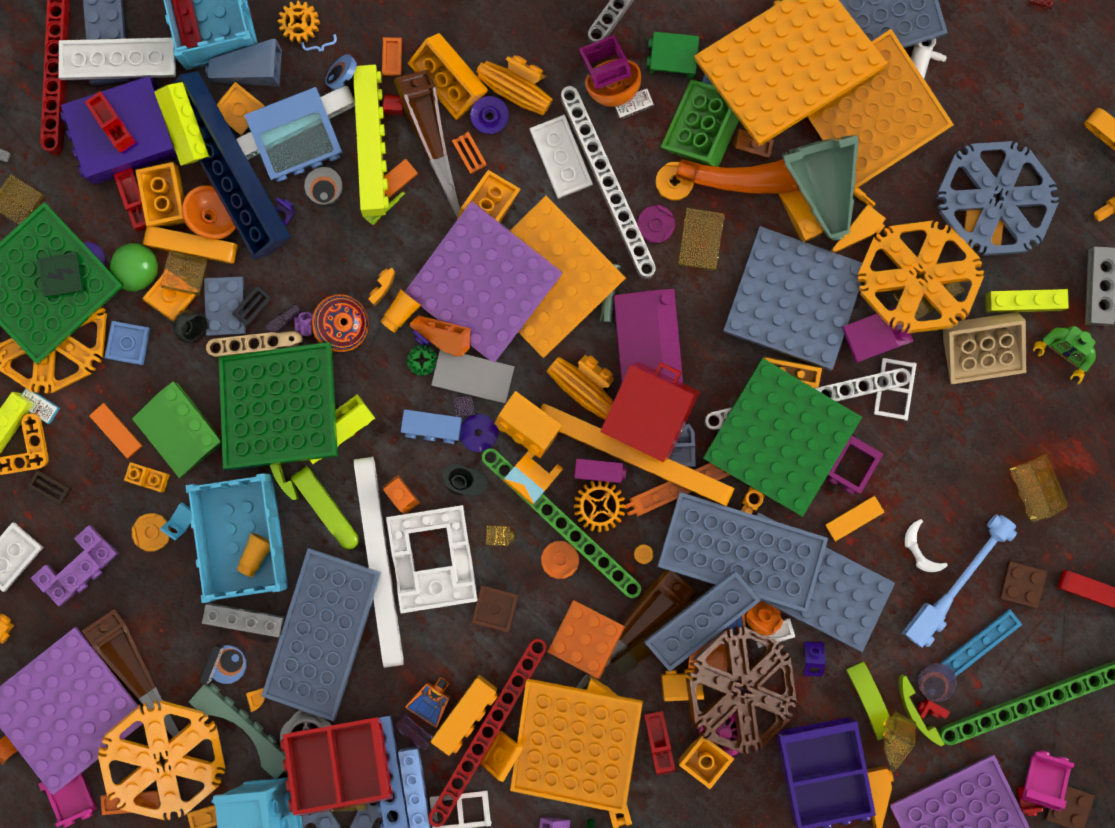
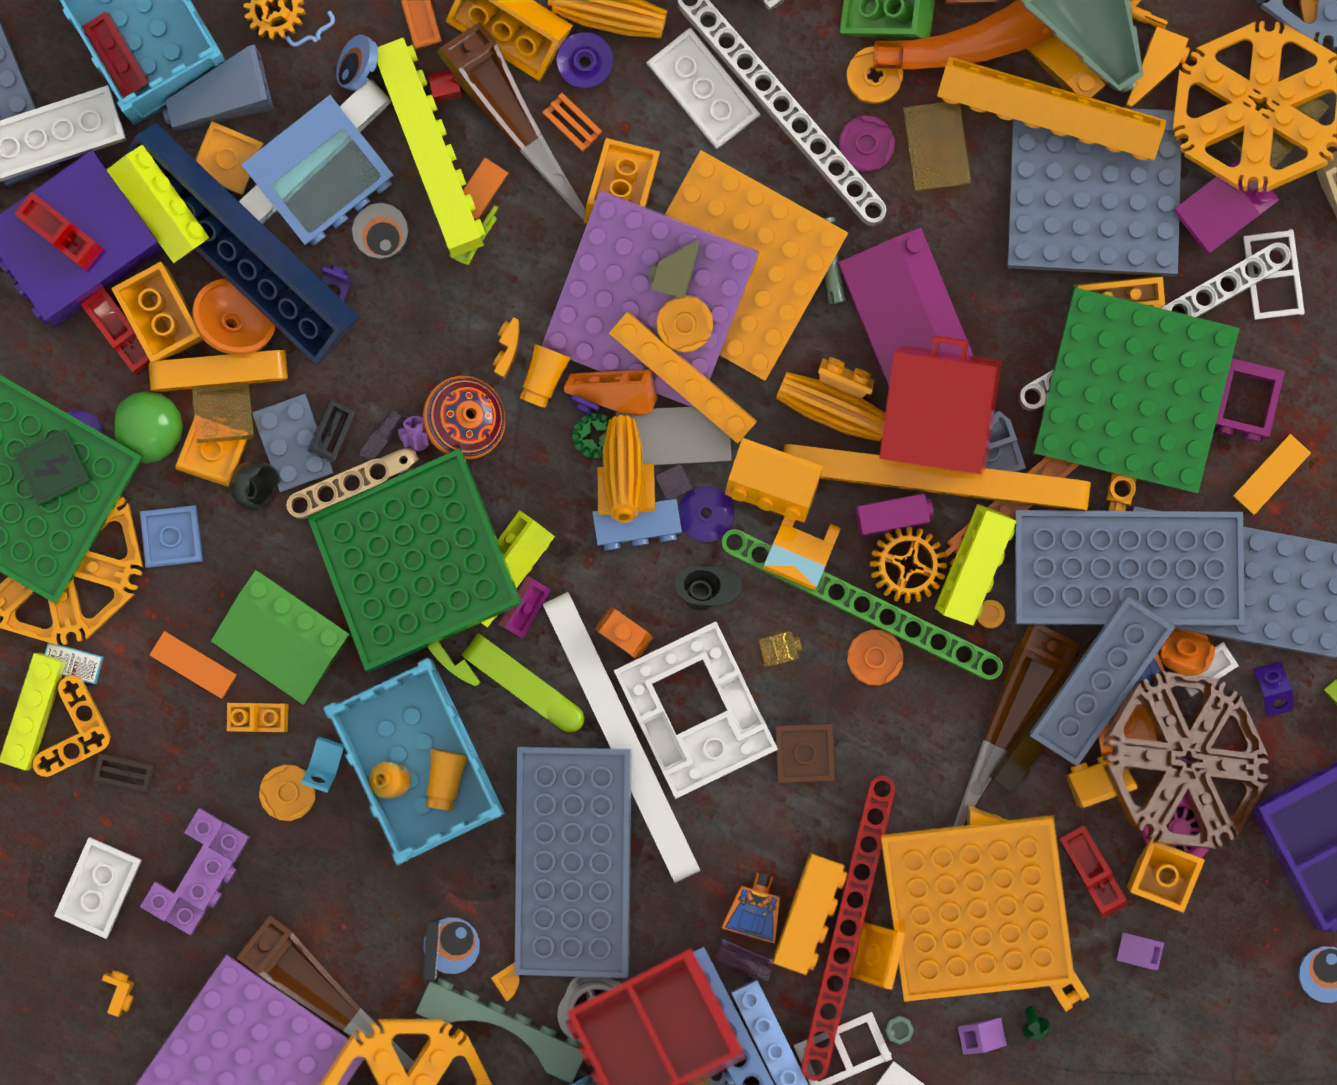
camera: 10 degrees left, 0 degrees up
(217, 544) = (389, 780): none -> light orange head
(243, 619) = (457, 875): light grey brick -> none
(346, 454) = (521, 617): none -> magenta plate
(430, 396) = (624, 481): none -> light orange plate
(489, 339) = (682, 377): none -> light orange plate
(500, 305) = (685, 323): none -> light orange tile
(501, 808) = (899, 1029): none -> sand green tile
(504, 268) = (675, 270): none -> olive slope
(586, 639) = (946, 757): orange plate -> none
(643, 519) = (975, 565): none -> neon yellow brick
(674, 804) = (1140, 951): none -> medium lavender brick
(783, 237) = (1051, 108): none -> light orange brick

